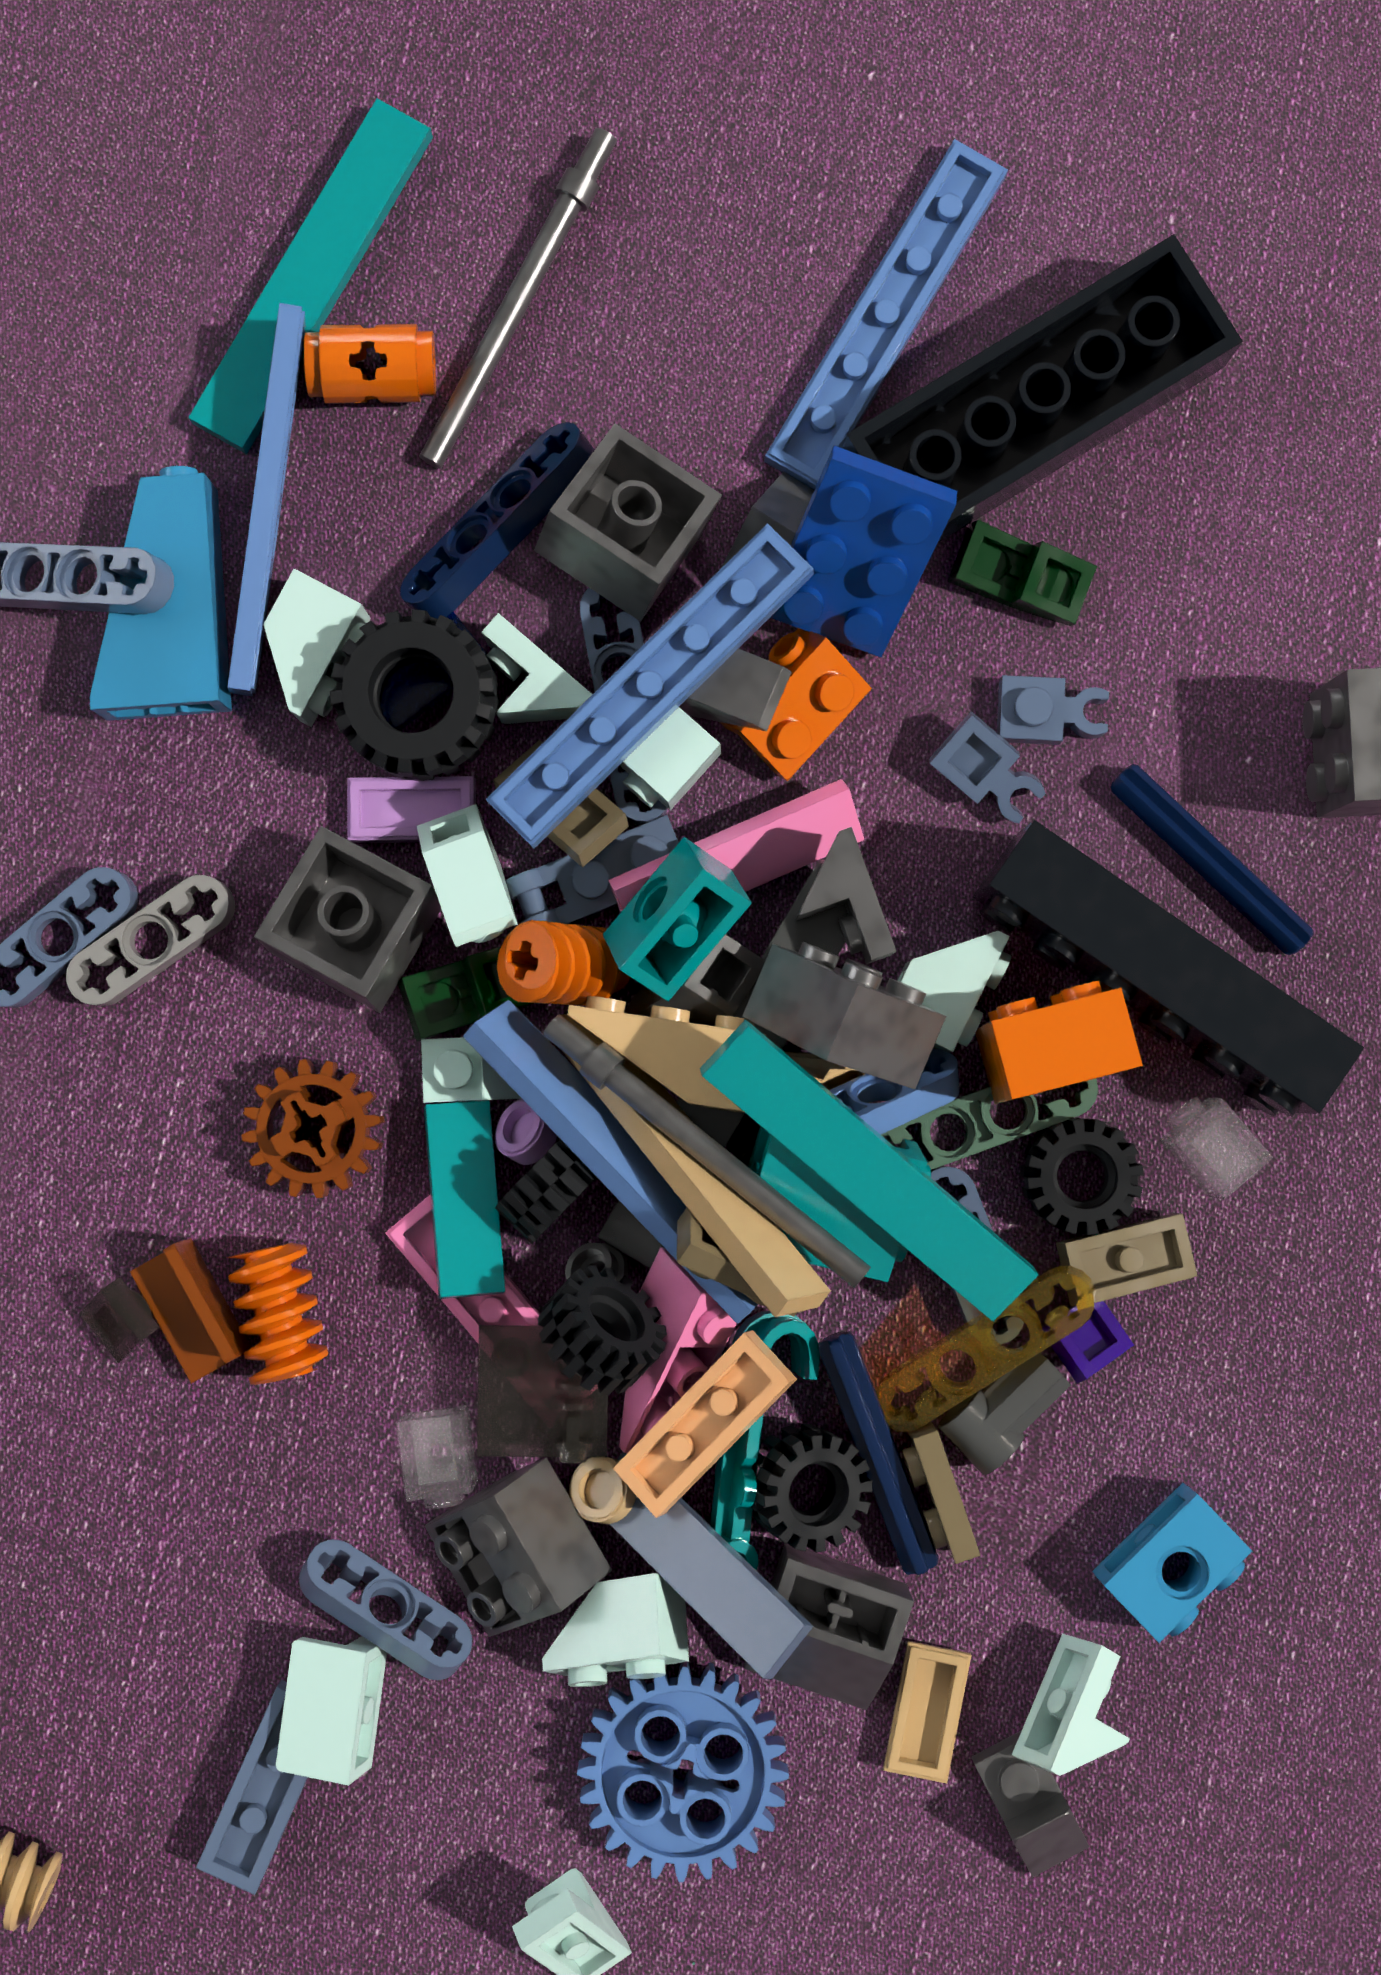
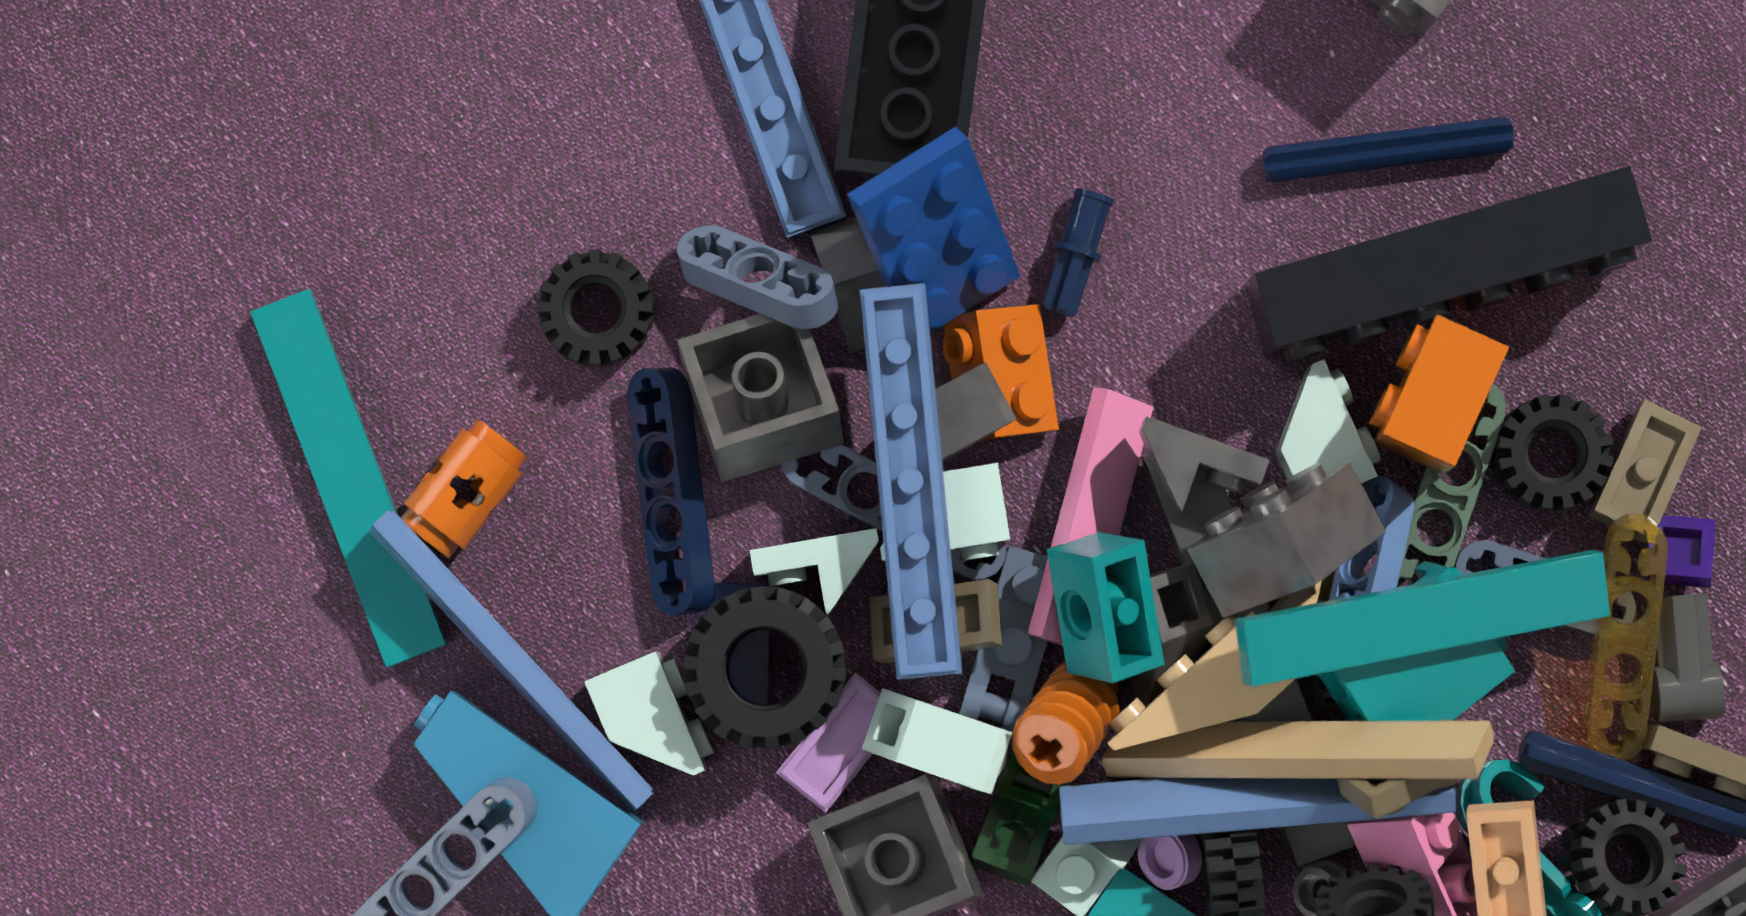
camera: 45 degrees left, 0 degrees up
(574, 194) = (453, 215): flat silver bar -> none
(585, 318) = (586, 270): none -> black tyre
(605, 1068) = (1178, 755): flat silver bar -> none
(708, 468) = (771, 297): none -> sand blue beam
(935, 684) = (1076, 252): none -> dark blue axle
(980, 762) = (1166, 266): sand blue plate -> none
(1022, 575) = (1043, 112): dark green slope -> none
(1037, 710) = (1161, 186): sand blue plate -> none
(1214, 1146) = (1612, 331): clear brick -> none

